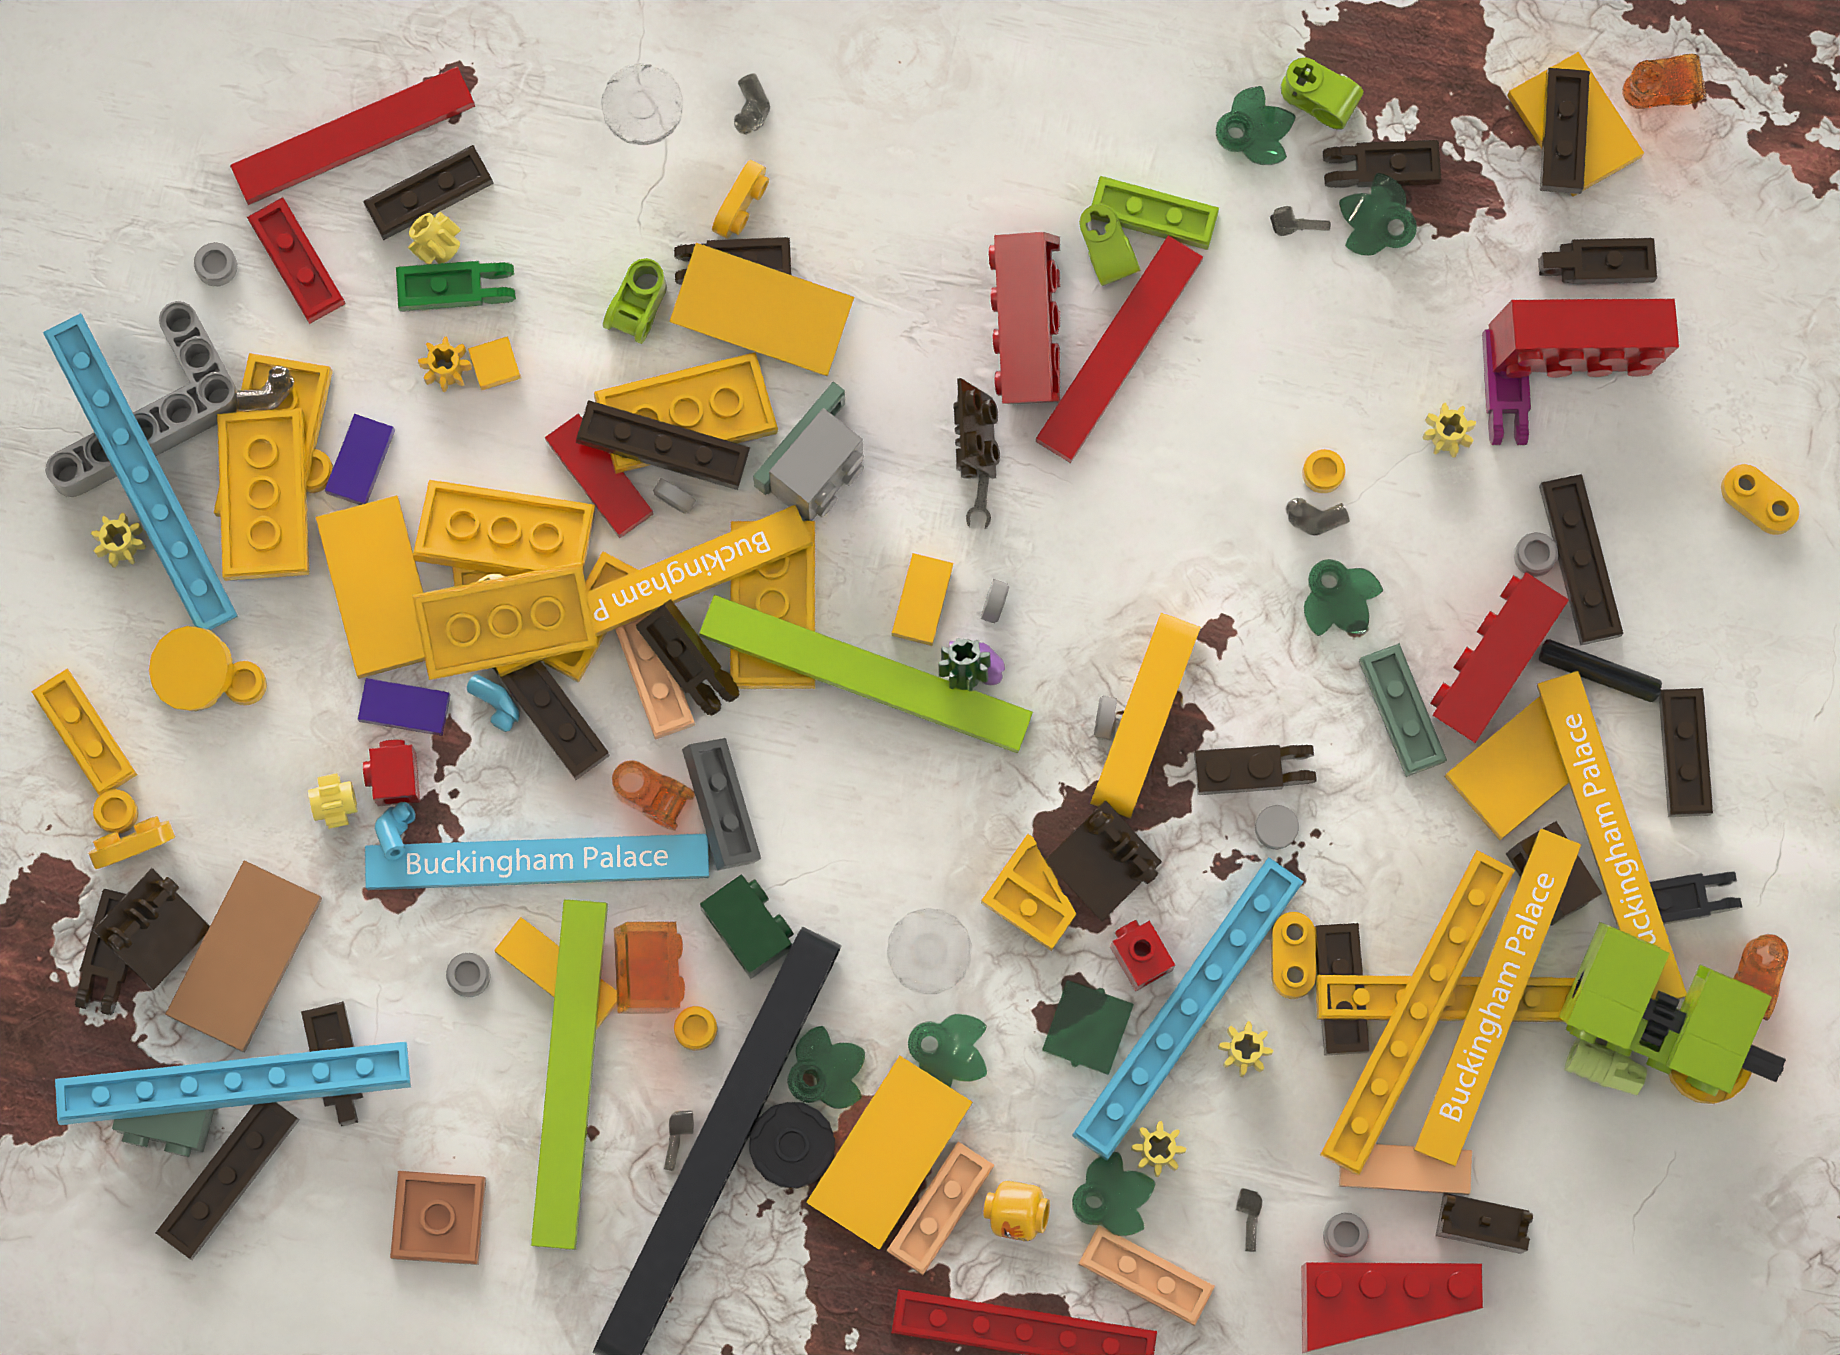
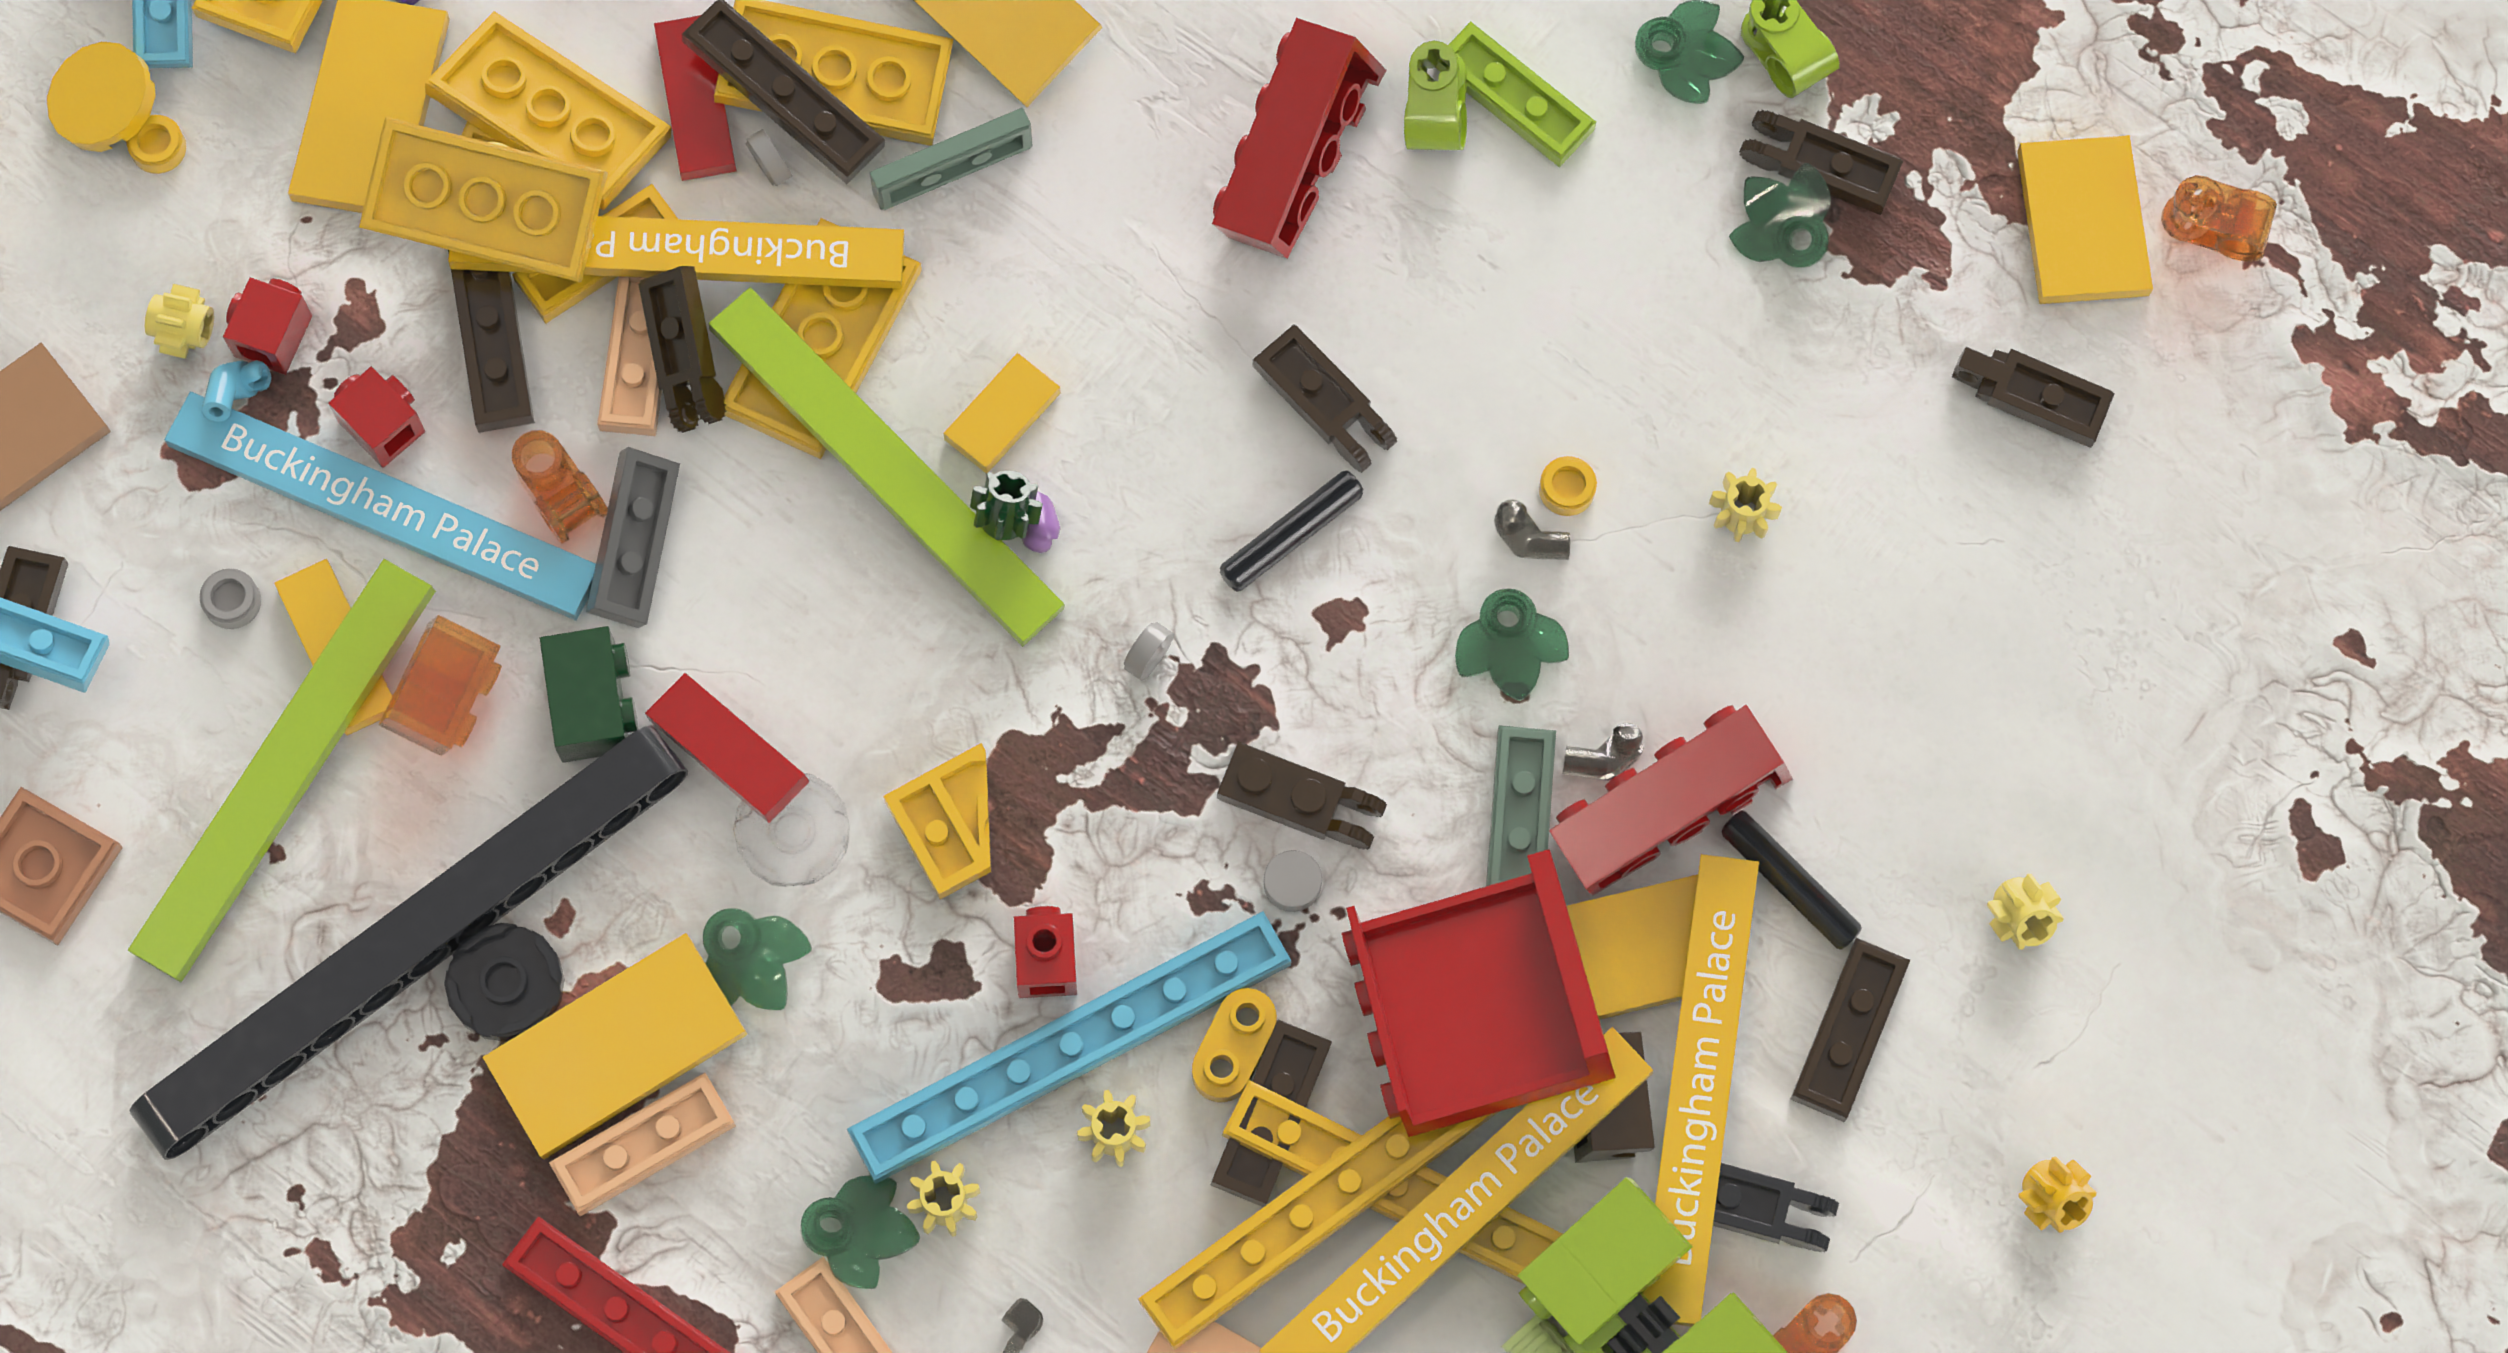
camera: 25 degrees right, 5 degrees down
(404, 707) = (324, 255): dark purple tile -> none
(498, 697) = (438, 294): medium azure arm -> none
(502, 801) = (377, 414): none -> red brick
(679, 1124) = (380, 891): clear smoke hand -> none
(695, 1028) = (463, 788): yellow tile -> none
(817, 466) = (951, 195): light grey brick -> none
(832, 1067) = (600, 911): clear green plate -> none
(859, 917) = (727, 747): none -> red tile
(975, 420) = (1164, 242): dark brown hinge -> none
(980, 502) = (1129, 334): clear smoke hand -> none
(995, 601) = (1085, 453): light grey tile -> none
(1017, 1210) = (731, 1190): yellow head -> none
(1087, 1027) = (937, 1013): clear green piece -> none
(1104, 861) = (1057, 819): dark brown hinge -> none
(1119, 349) = (1390, 231): red tile -> none
(1131, 486) = (1322, 395): none -> dark brown hinge
(1145, 714) = (1198, 671): yellow beam -> none
(1157, 589) = (1291, 530): none -> black axle
(1285, 223) = (1669, 178): clear smoke hand -> none
(1443, 645) = (1610, 759): none -> clear smoke arm
(1444, 850) = (1478, 1001): none -> red panel
(1505, 396) = (1847, 480): magenta hinge -> none
(1535, 554) = (1781, 703): light grey tile -> none
(1564, 130) = (2064, 216): dark brown plate -> none
(1581, 559) = (1834, 736): dark brown tile -> none
(1583, 336) = (1964, 462): red brick -> none
(1758, 502) = (2093, 765): yellow plate -> none
(1762, 621) = (2025, 911): none -> light yellow gear

